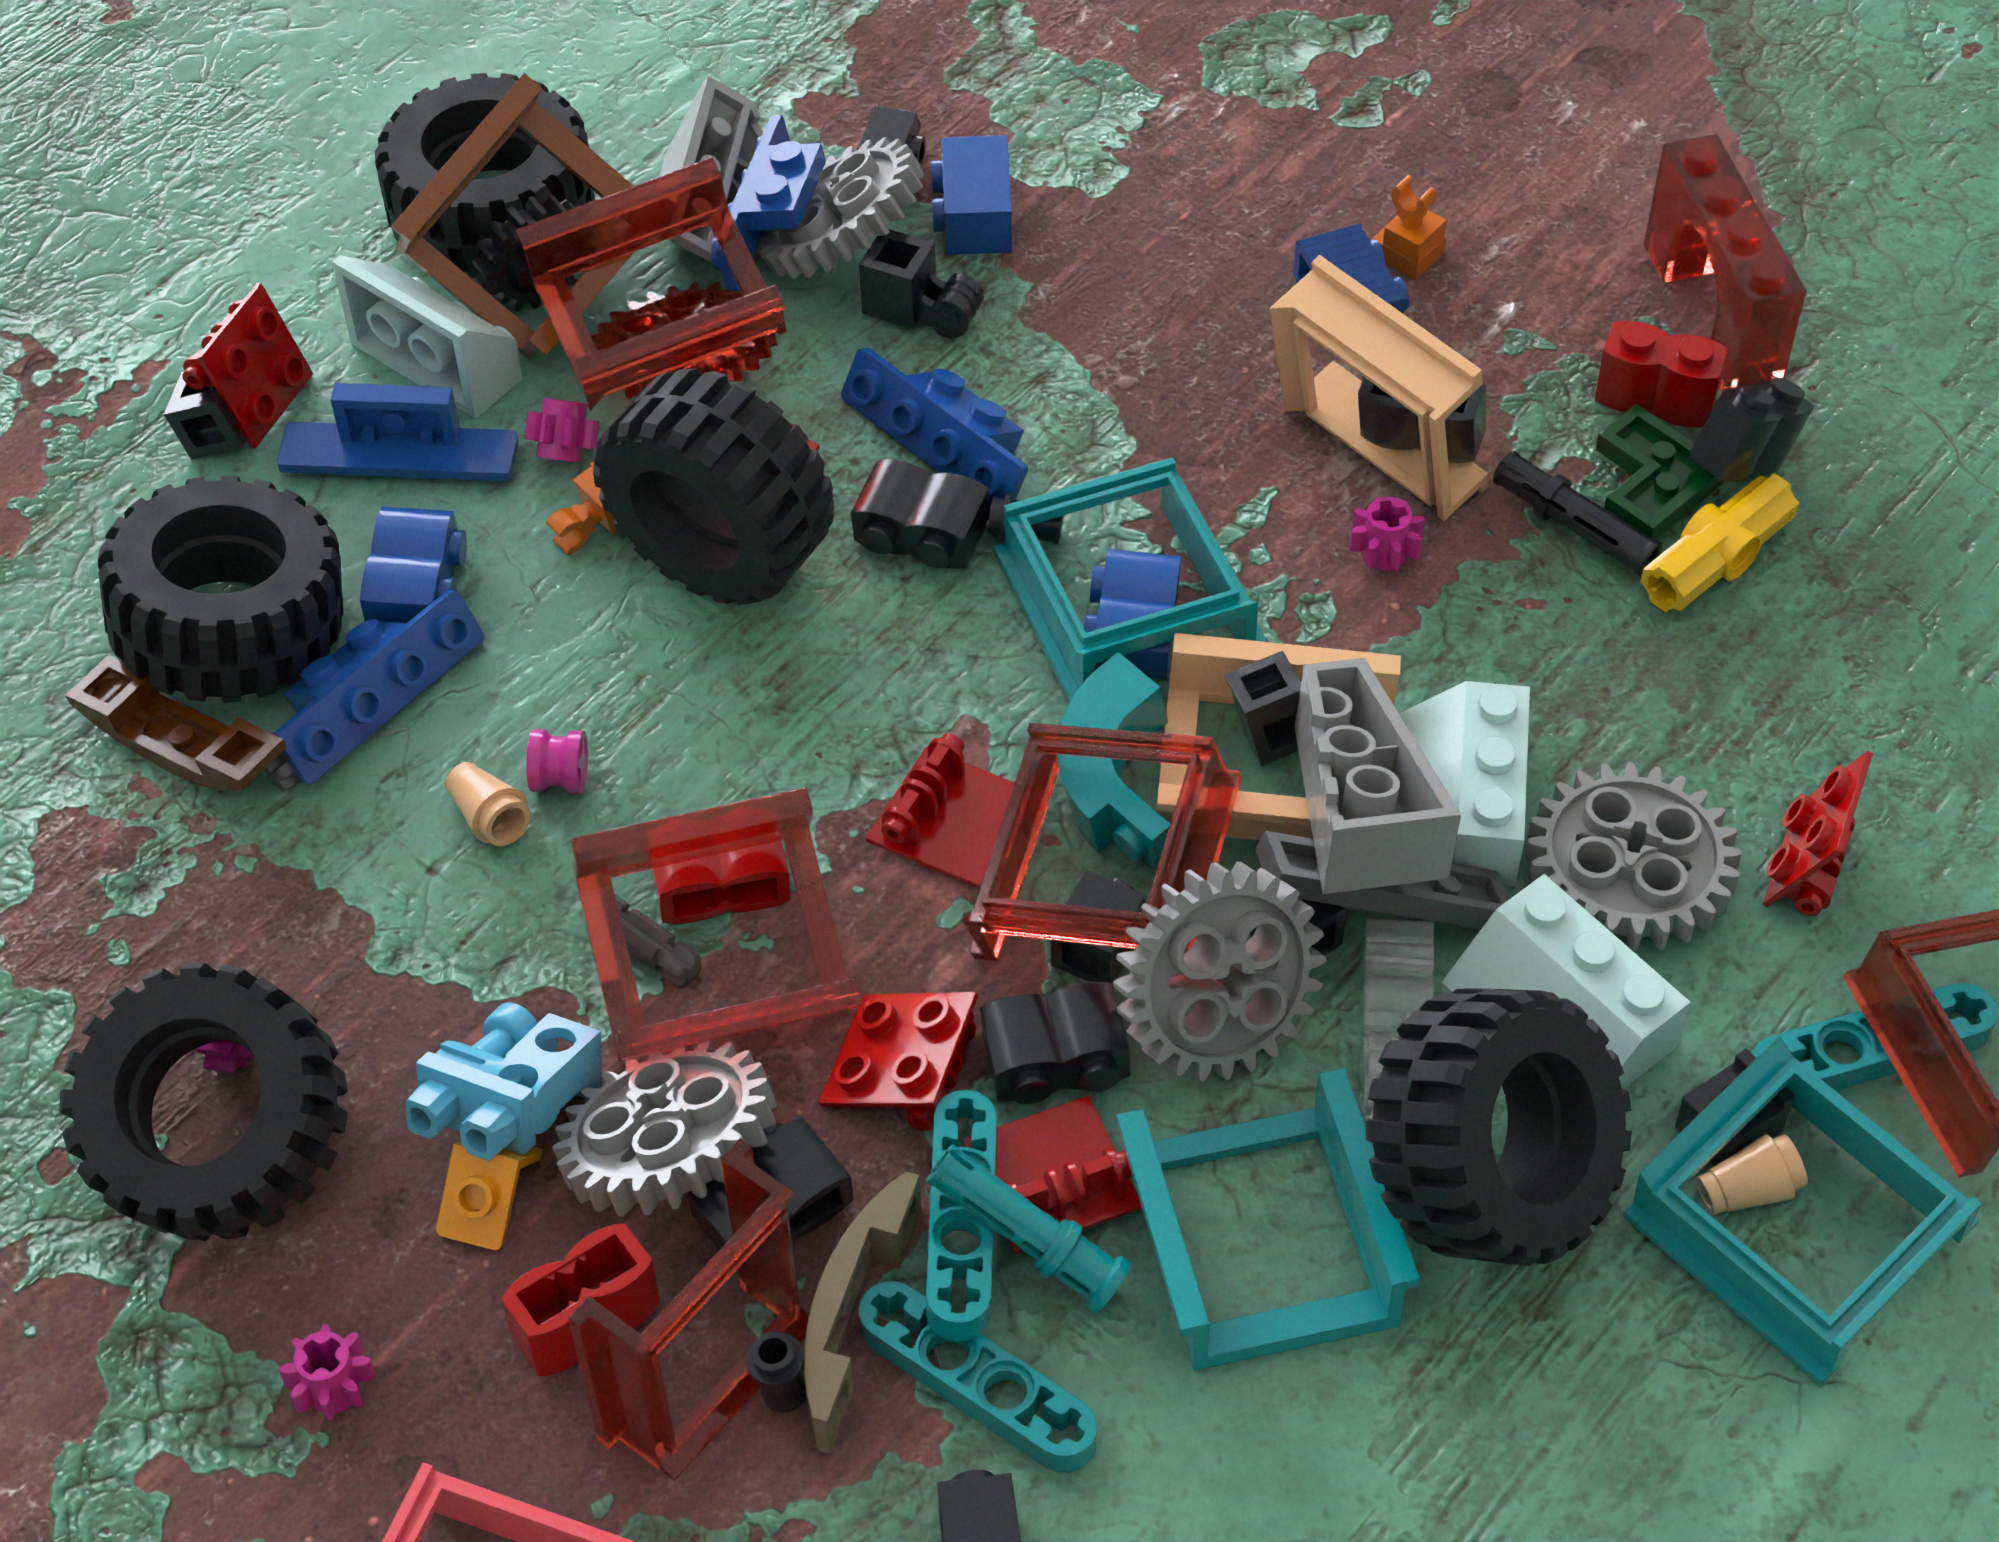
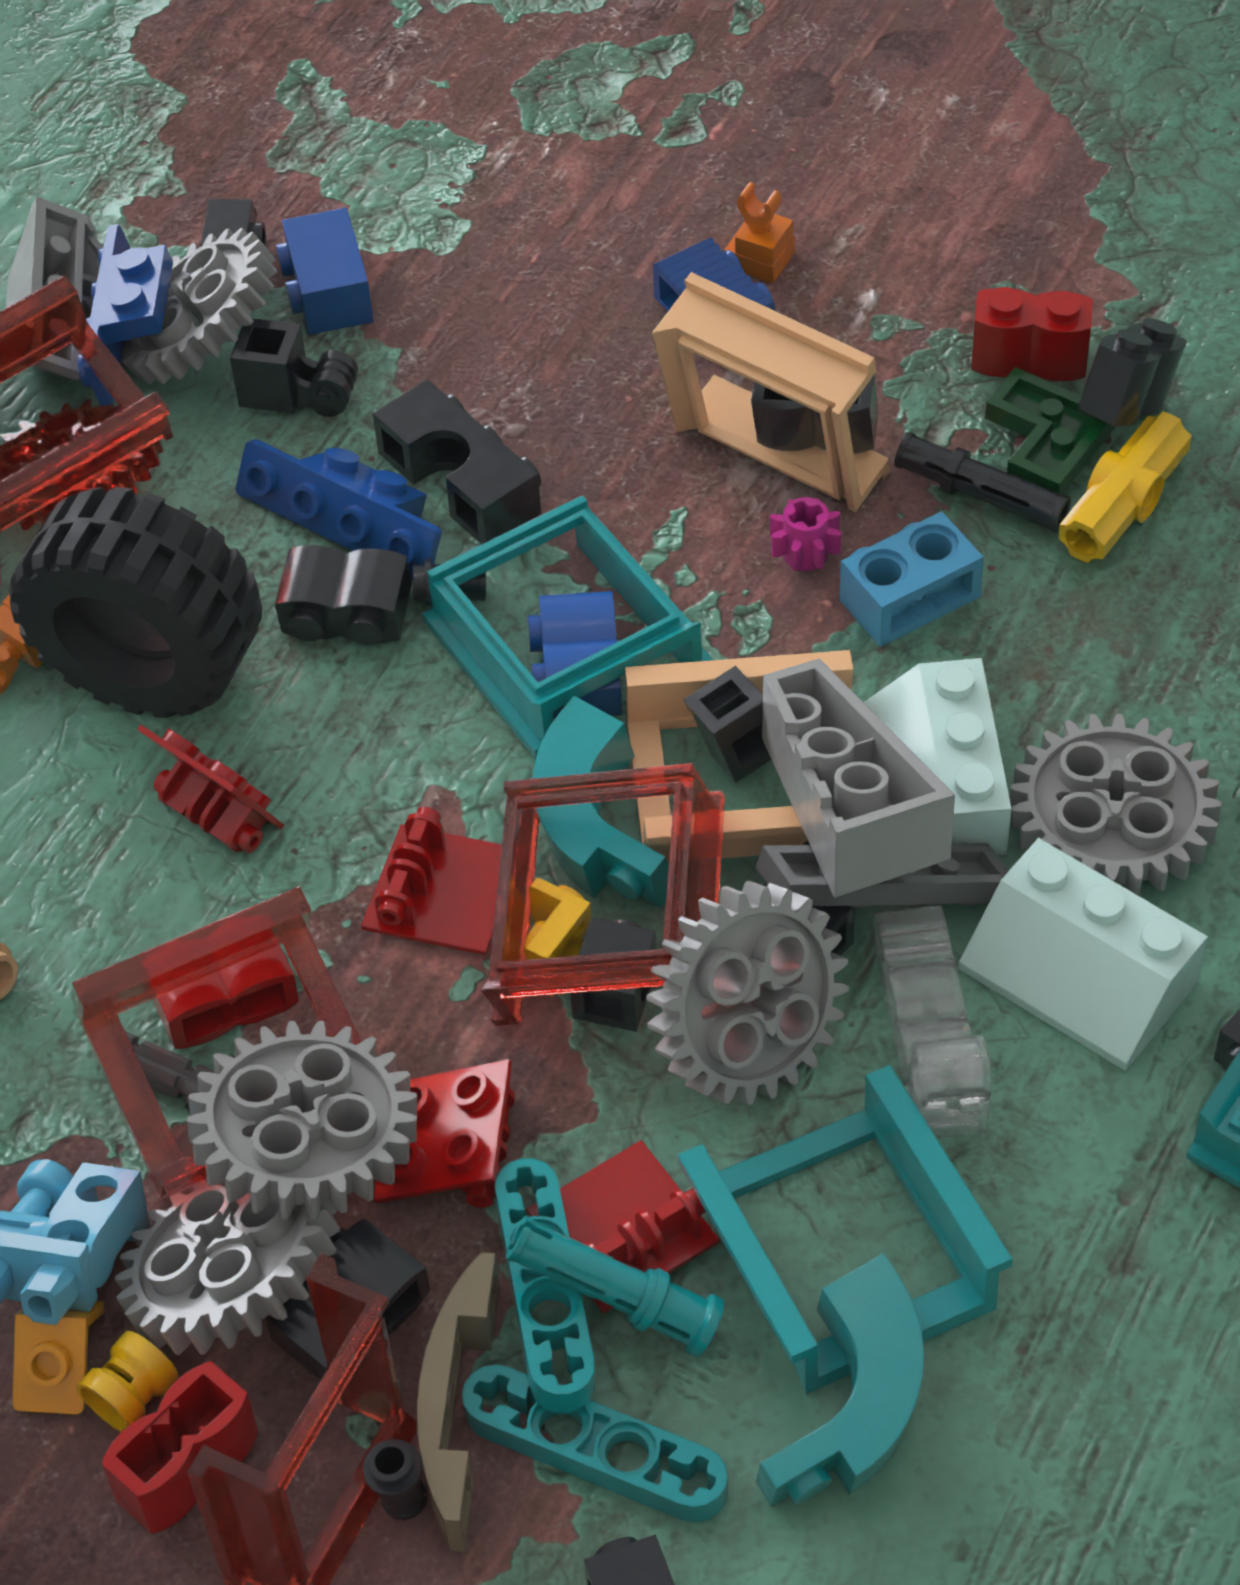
camera: 10 degrees left, 0 degrees up
(545, 1227) = (127, 1381): none -> yellow wheel
(557, 761) = (32, 906): dark pink wheel -> none
(749, 685) = (211, 794): none -> red hinge
(761, 1011) = (302, 1119): none -> light grey gear
(1043, 371) = (434, 433): none -> black arch
(1055, 1042) = (597, 1094): black brick -> none
(1056, 870) = (559, 919): none -> yellow bracket
(1275, 1337) = (885, 1355): none -> teal arch
(1437, 1125) = (997, 1105): black tyre -> none
(1481, 596) = (910, 578): none -> dark azure brick
(1711, 224) = (1047, 173): clear red arch -> none

